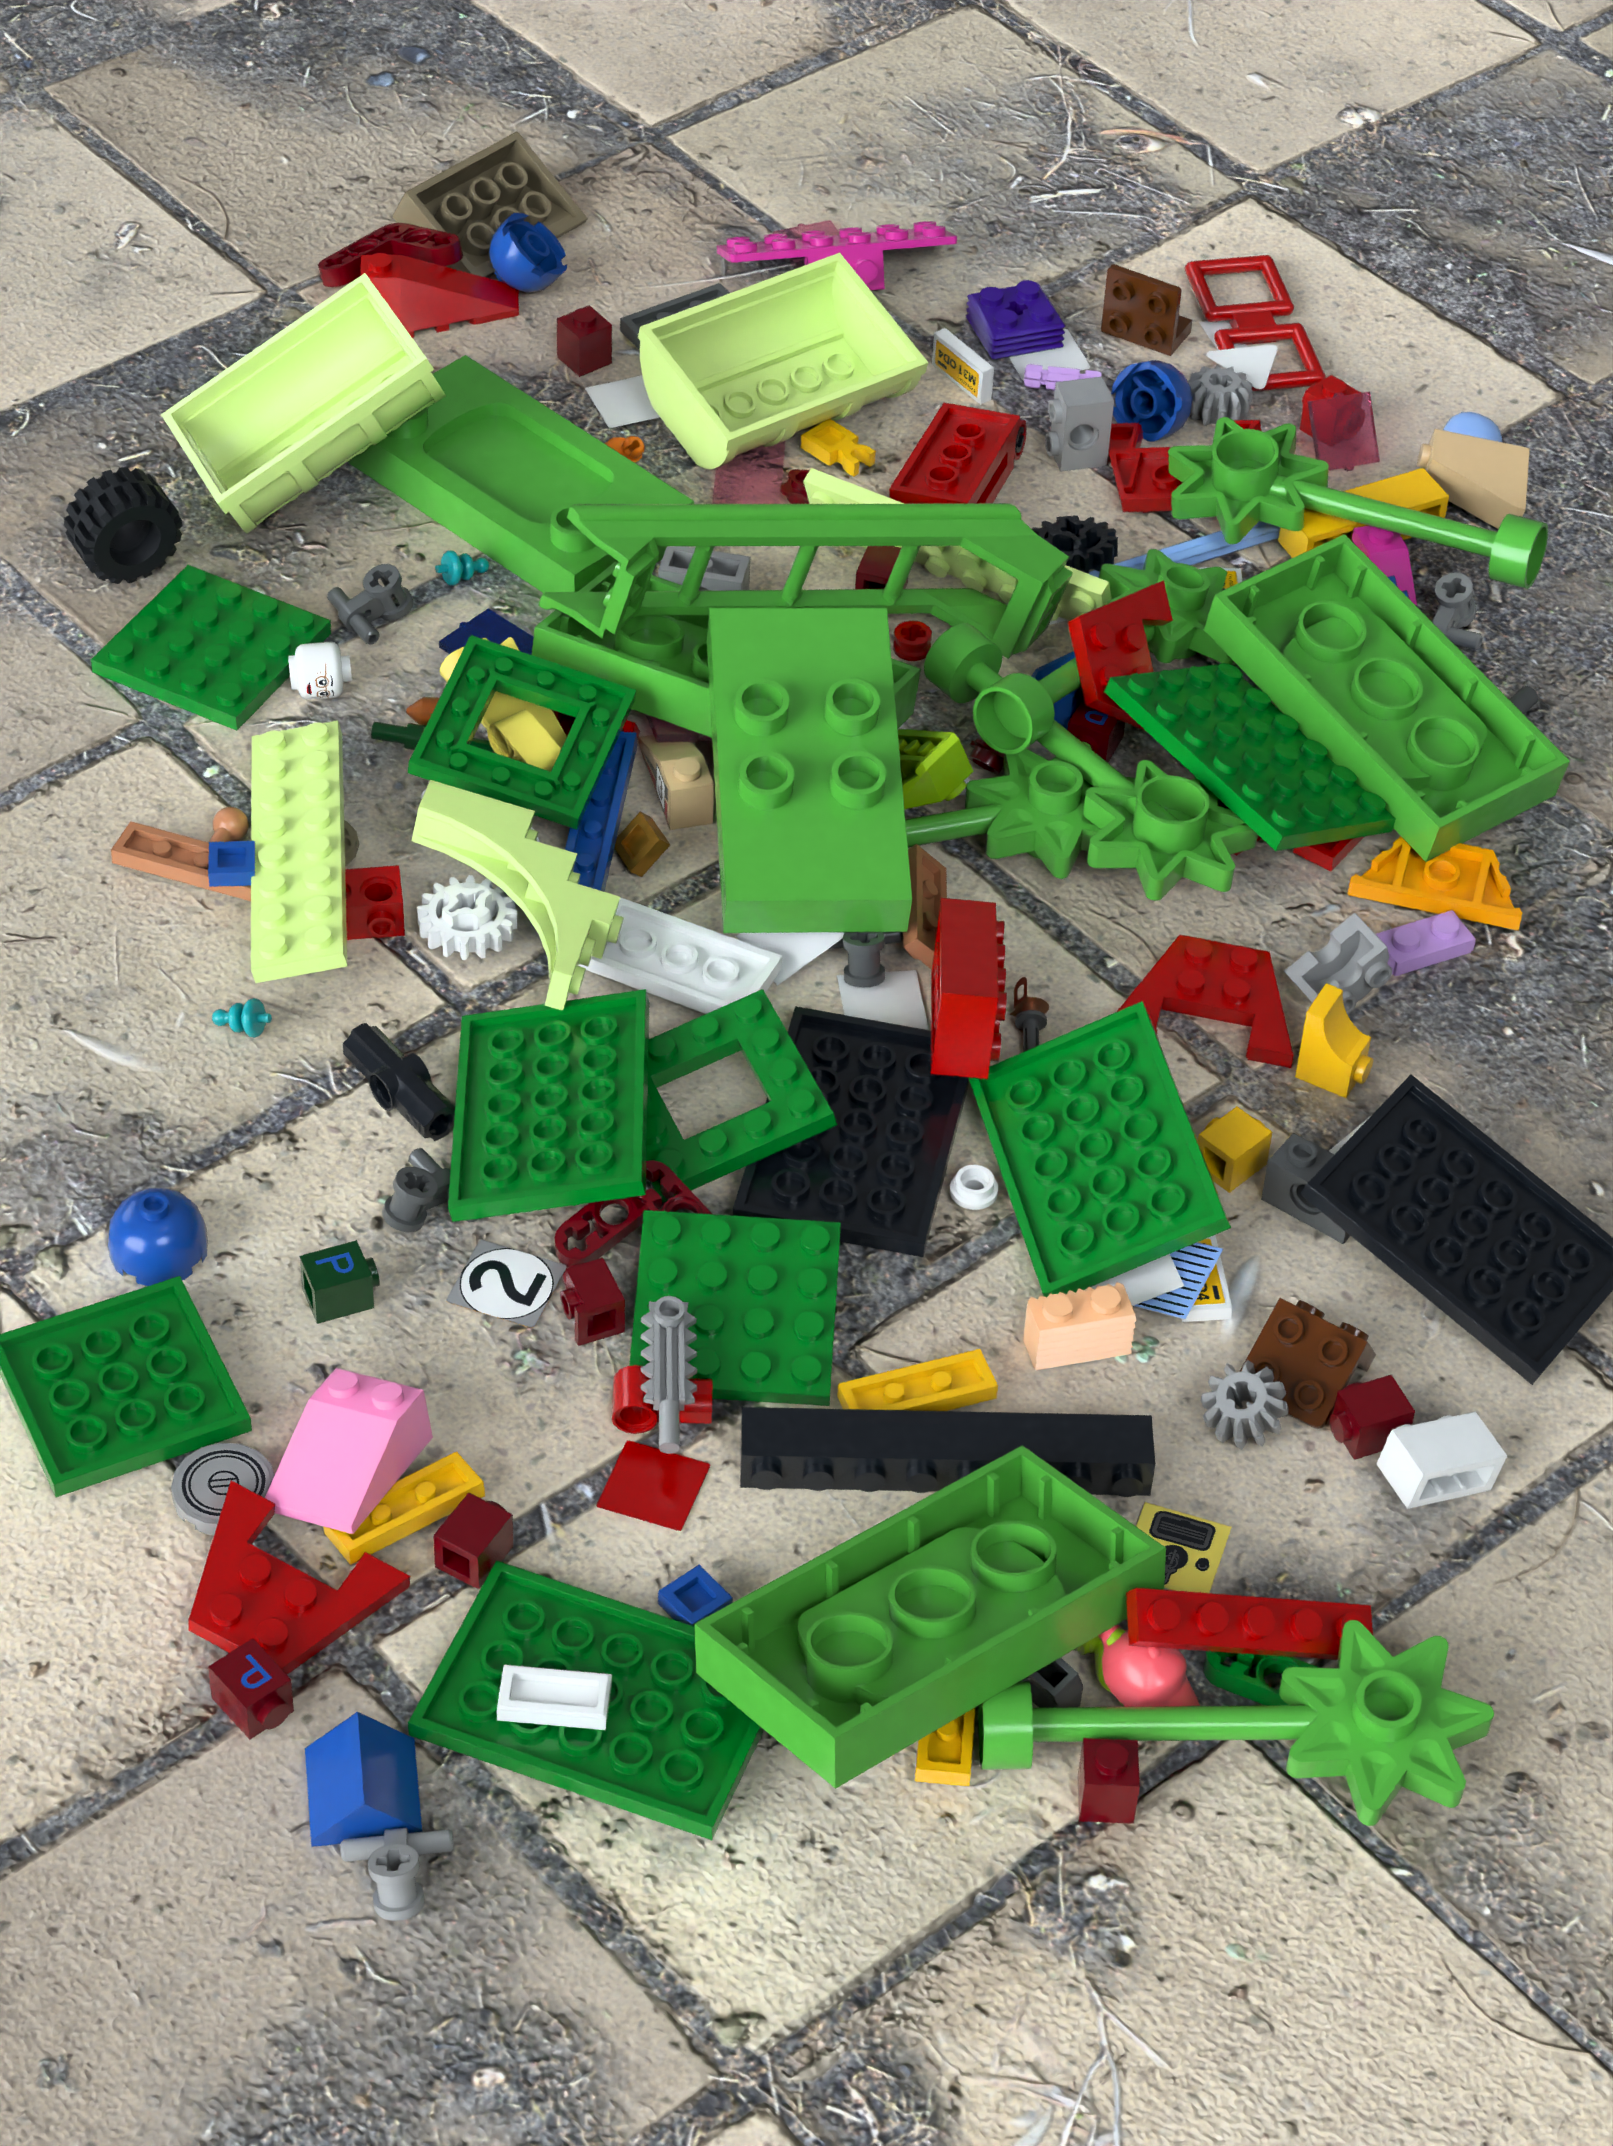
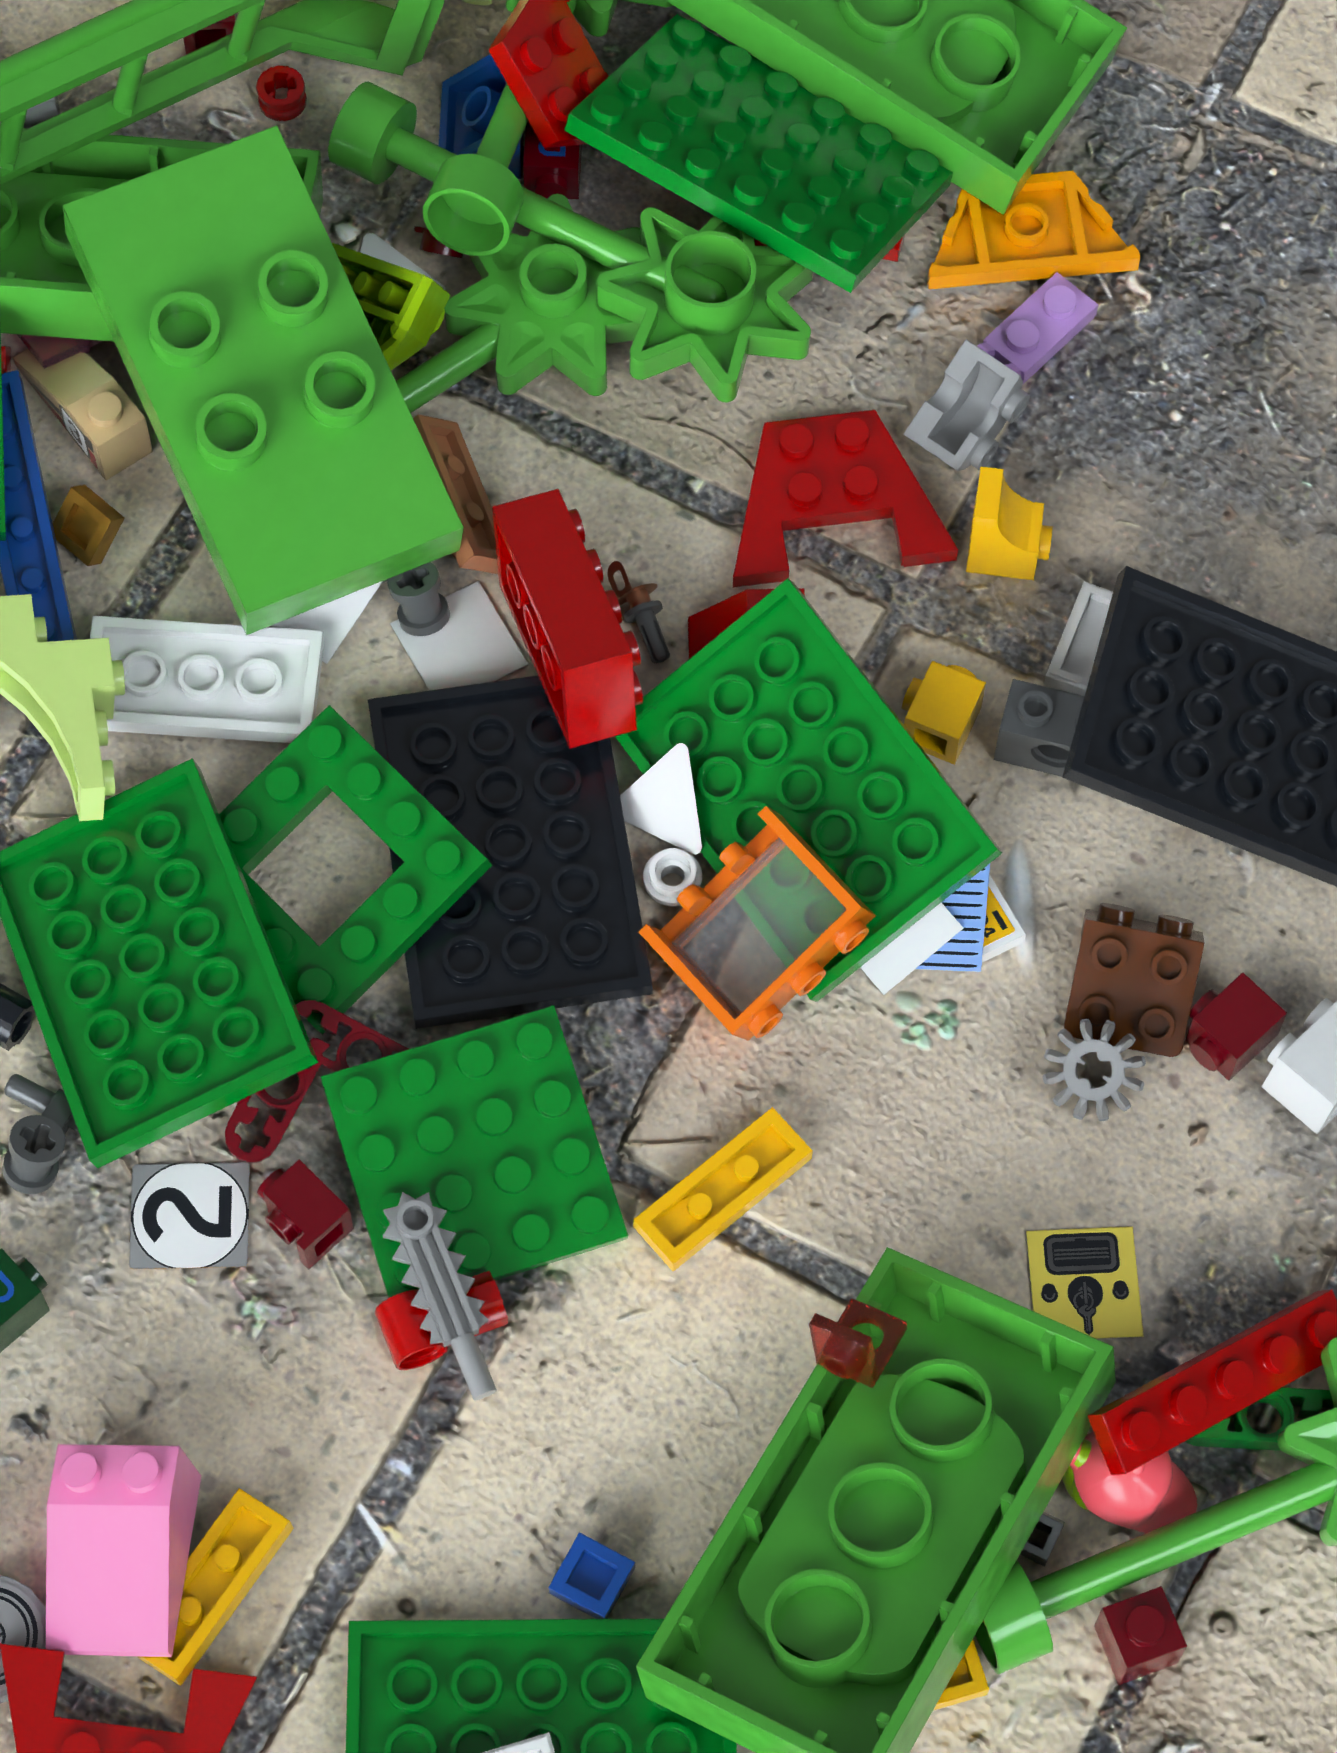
camera: 20 degrees left, 20 degrees up
(473, 1540) = (313, 1604): dark red brick -> none
(653, 1485) = (474, 1438): red sticker -> none
(937, 1448) = (786, 1264): black brick -> none
(954, 1477) = (852, 1352): none -> clear red bracket
(989, 1134) = (666, 802): none -> white sticker
(1025, 1231) = (761, 928): none -> window
(1079, 1326) = (871, 1033): light nougat brick -> none

